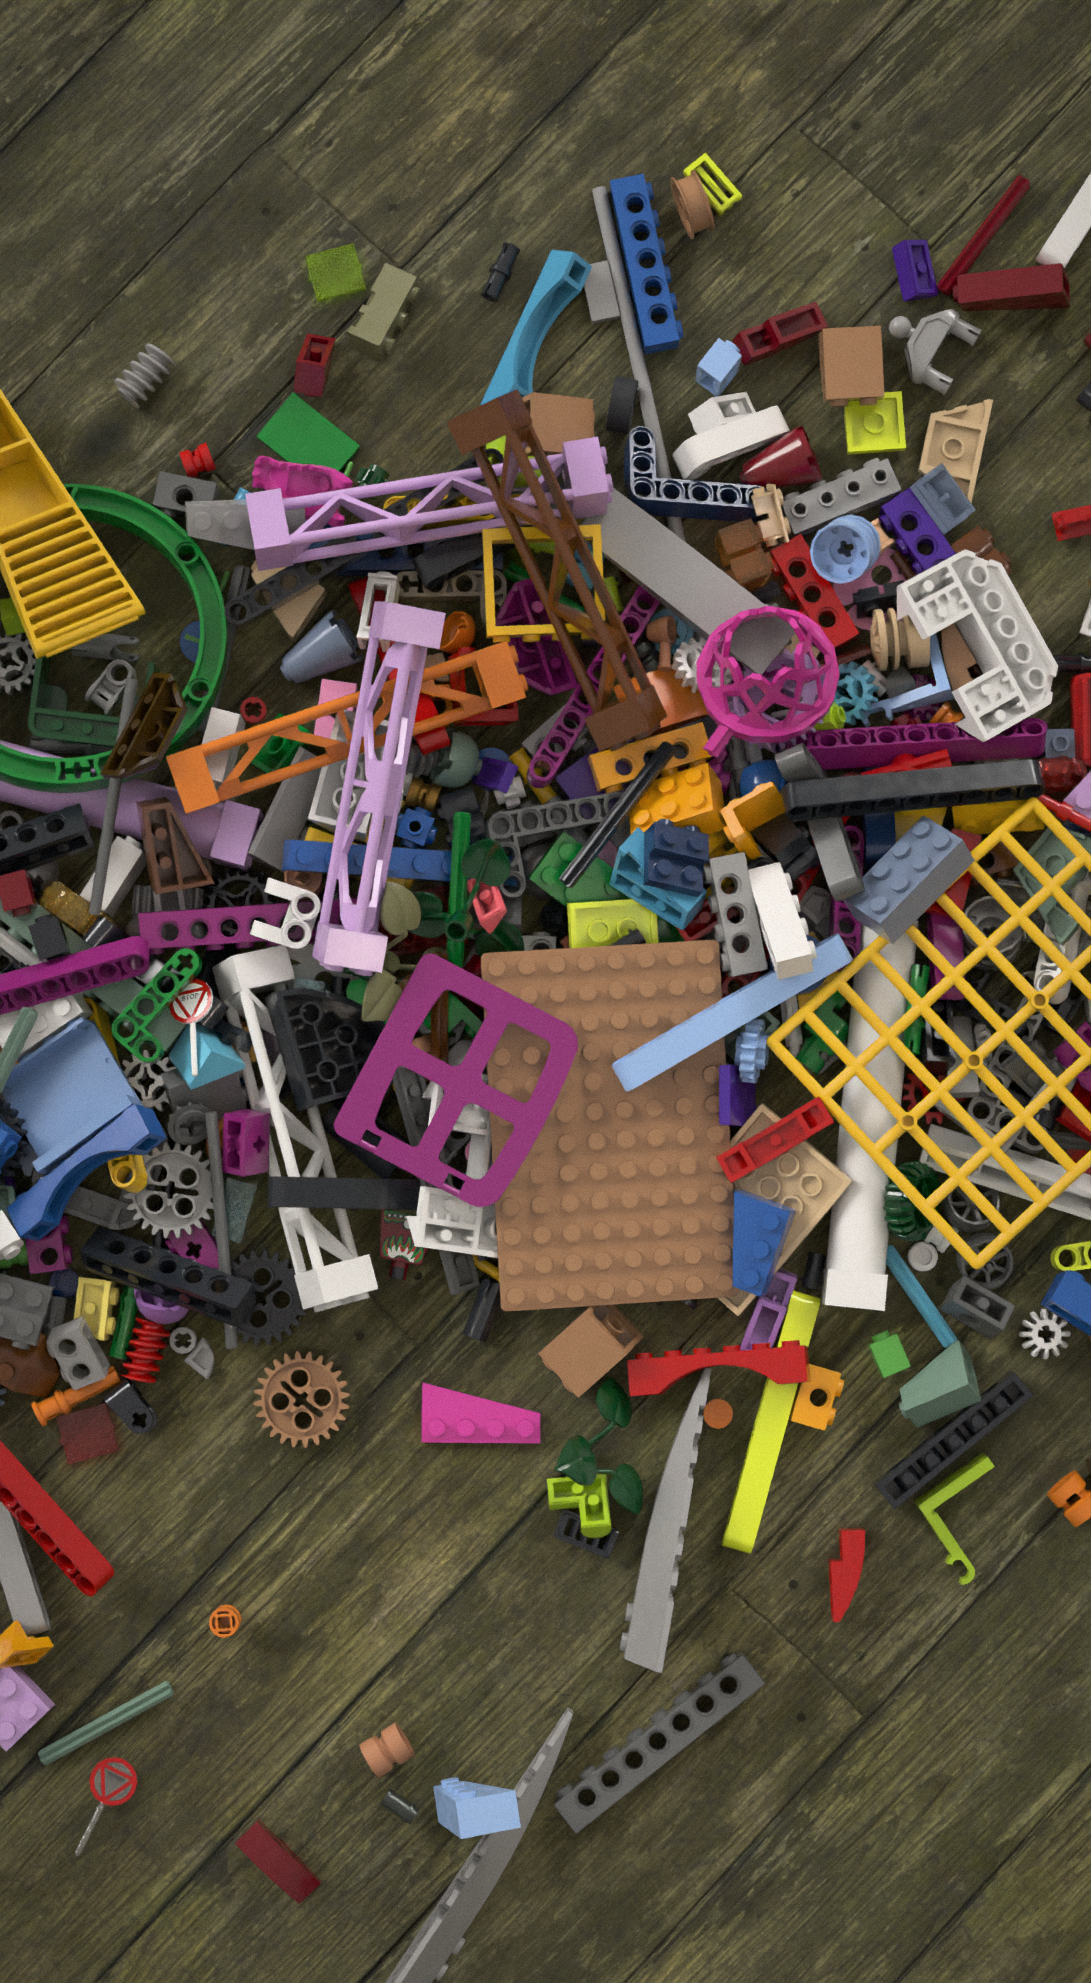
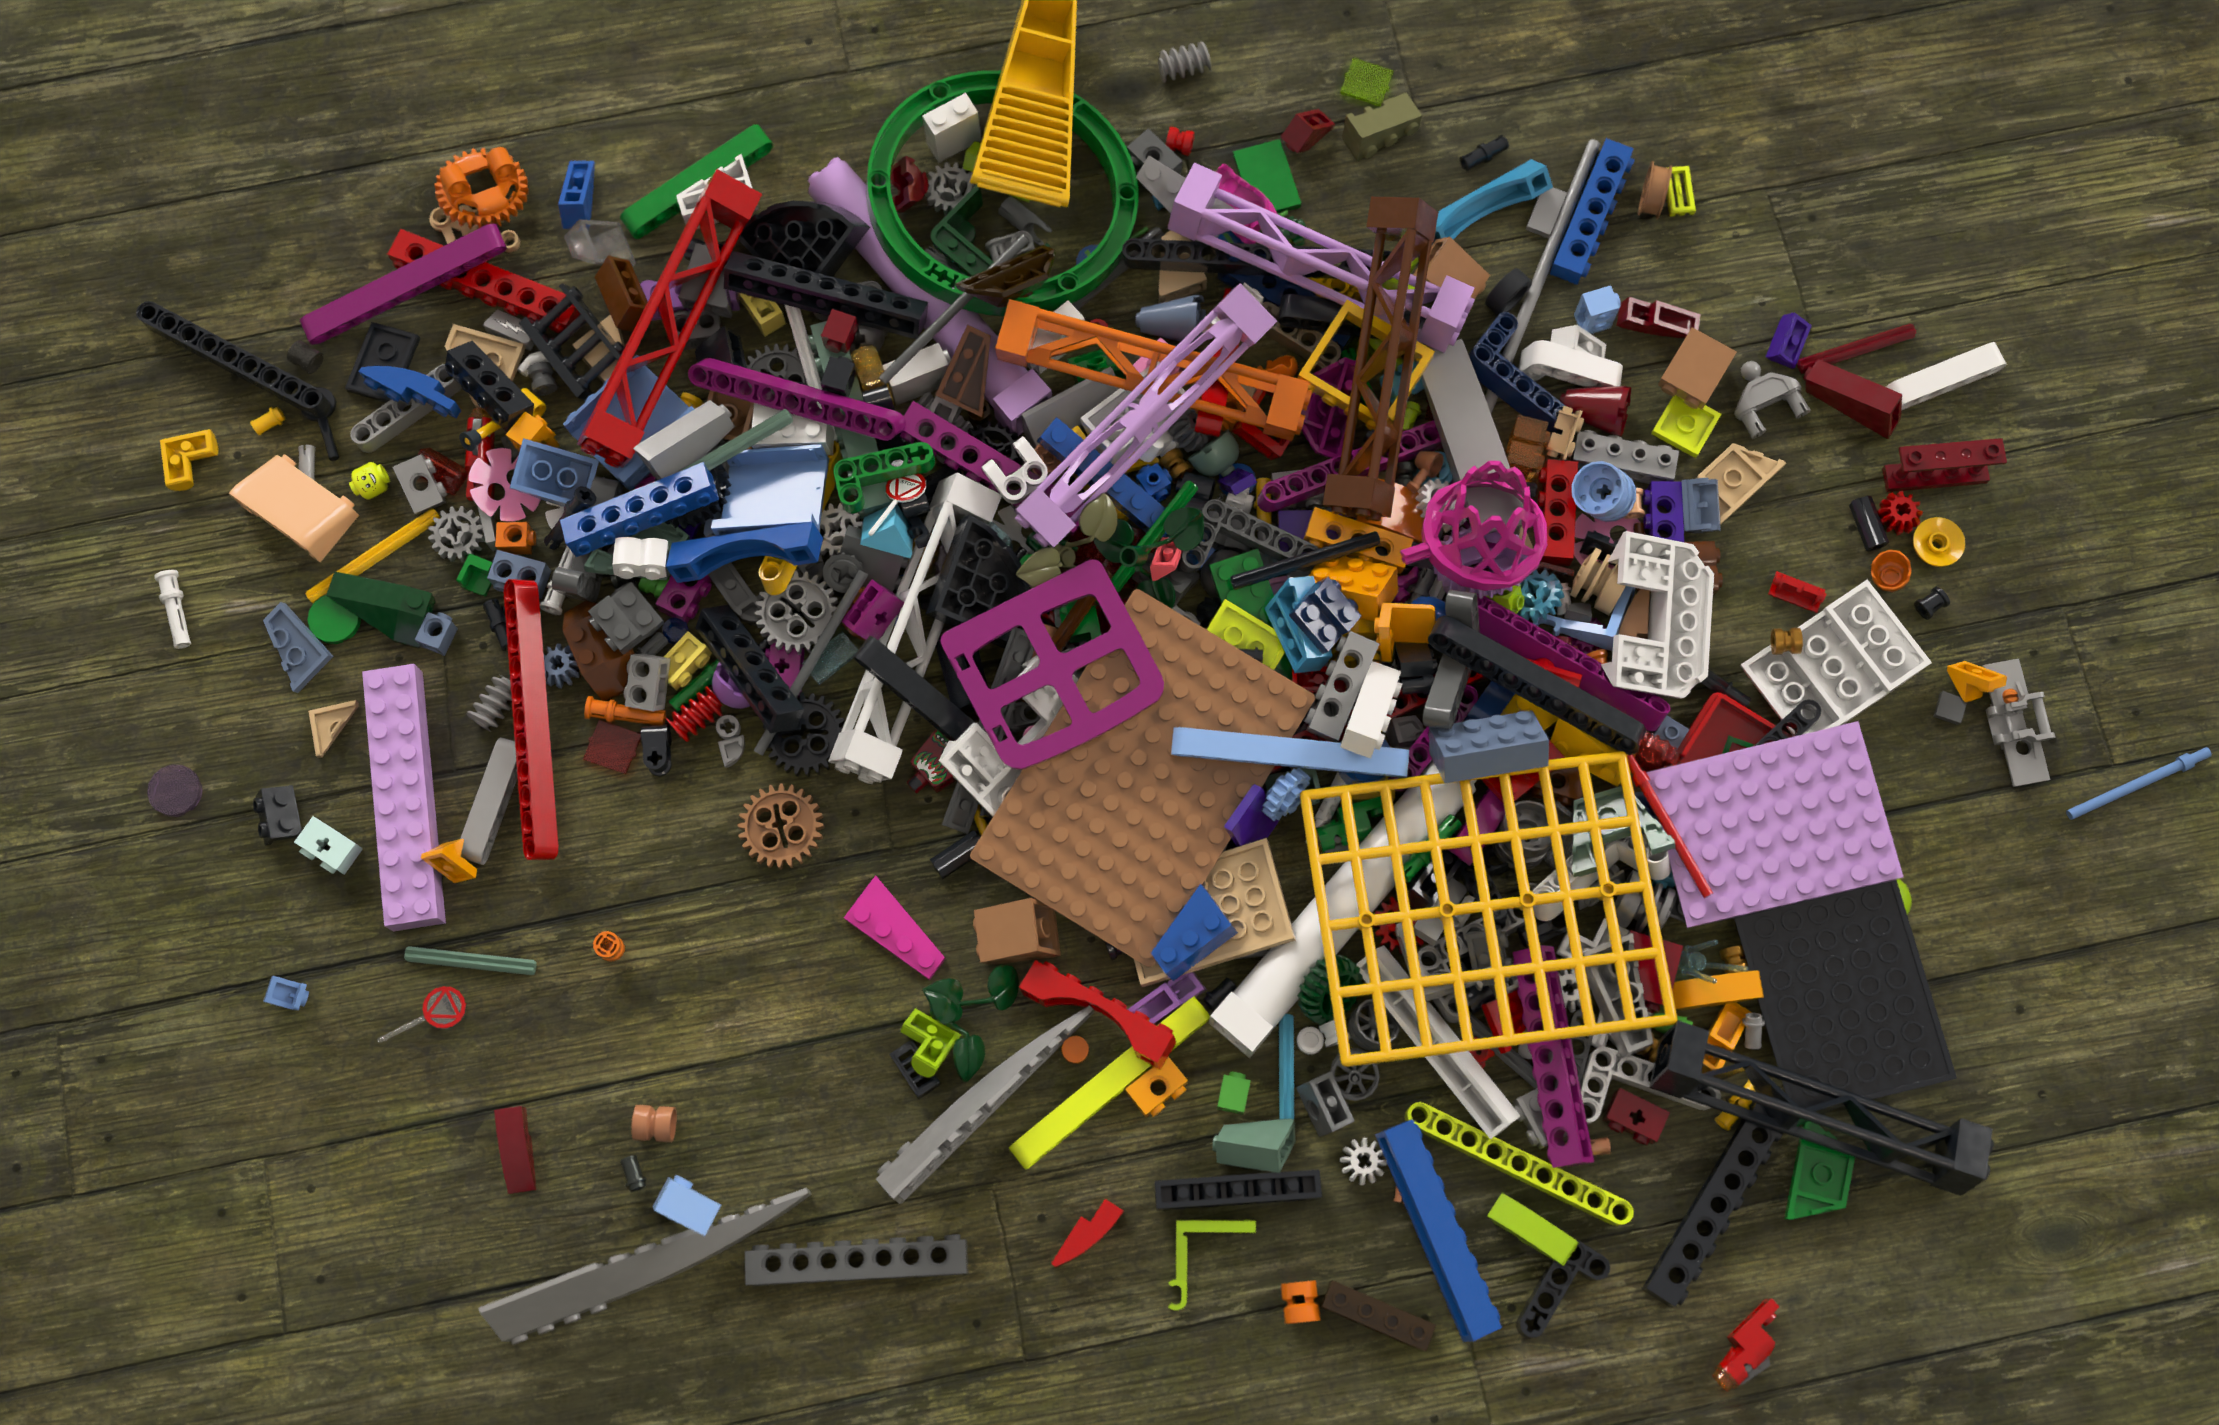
camera: 35 degrees right, 10 degrees down
(775, 1140) = (1257, 869): red slope -> none

